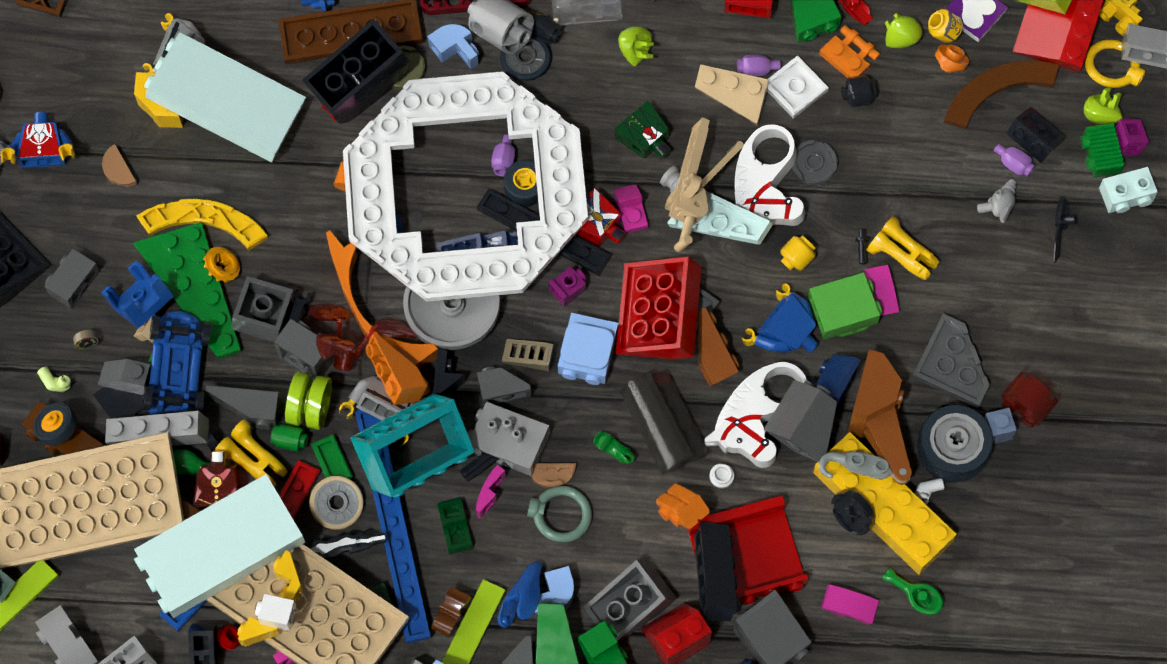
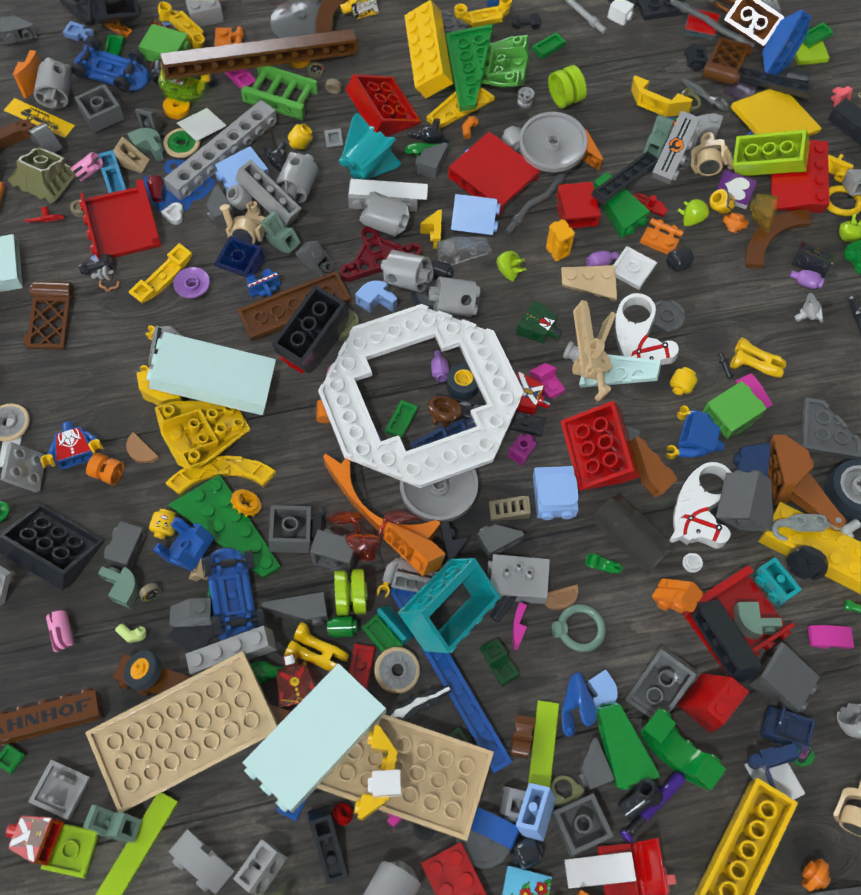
camera: 20 degrees left, 5 degrees down
(61, 324) = (125, 585): none -> sand green brick
(73, 182) = (104, 468): none -> orange wheel
(118, 263) = (161, 524): none -> yellow head
(192, 162) = (199, 430): none -> yellow wedge
(348, 451) = (395, 624): none -> teal slope
(435, 211) = (401, 419): none -> green plate
(487, 212) = (444, 410): none -> reddish brown hair
(540, 70) = (448, 294): none -> light grey cylinder
(709, 28) = (560, 240): none -> light orange brick
(758, 562) = (751, 624): none -> sand green brick
(808, 523) = (776, 582): none -> teal brick
(997, 52) = (764, 210): none -> clear yellow slope

